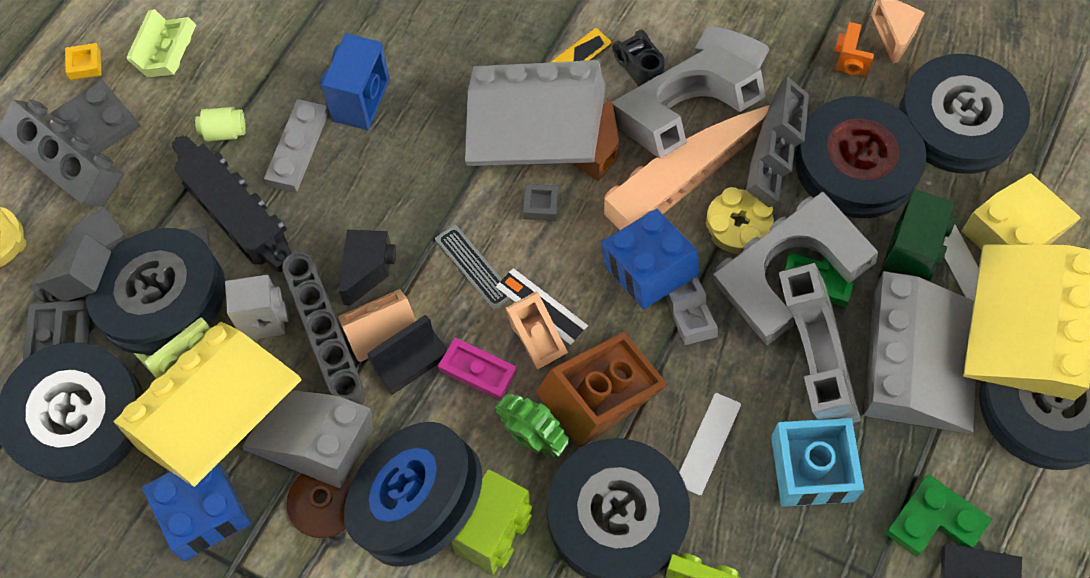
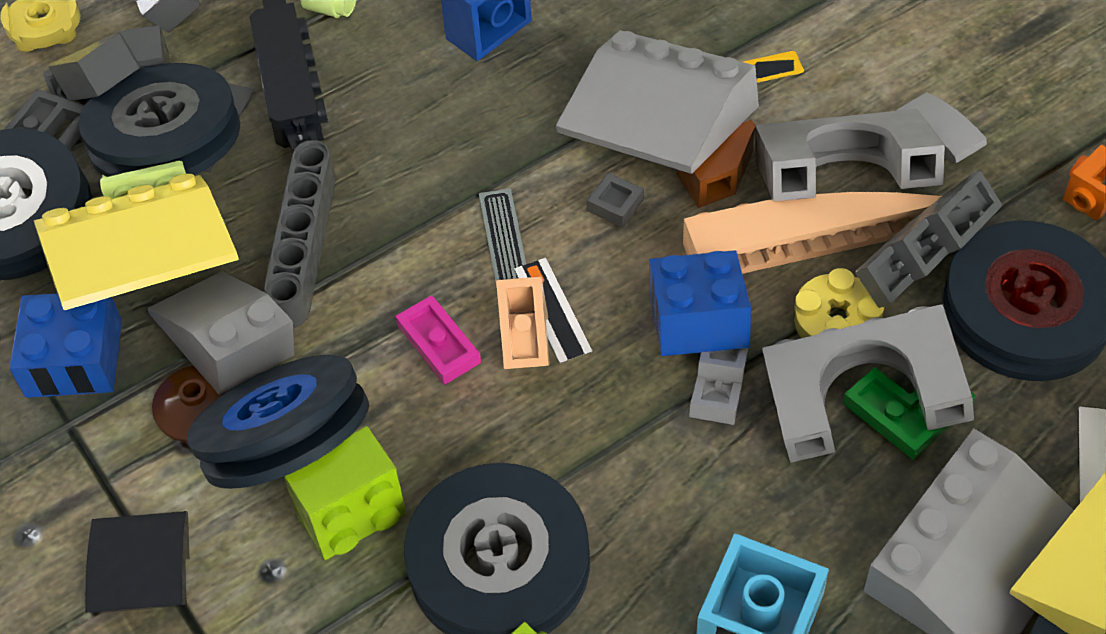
camera: 30 degrees right, 10 degrees down
(256, 307) = (242, 176): light grey brick -> none
(296, 145) = (391, 47): light grey plate -> none
(364, 263) = (384, 184): black slope -> none
(376, 322) = (362, 253): light nougat panel -> none
(407, 355) = (371, 290): black panel -> none
(531, 425) = (453, 414): bright green gear -> none
(599, 388) = (560, 415): dark orange slope -> none
(639, 57) = (821, 92): black piece -> none
(708, 442) = (652, 536): white sticker -> none
(829, 378) = (833, 522): light grey arch -> none
(920, 236) = (1045, 409): dark green brick -> none

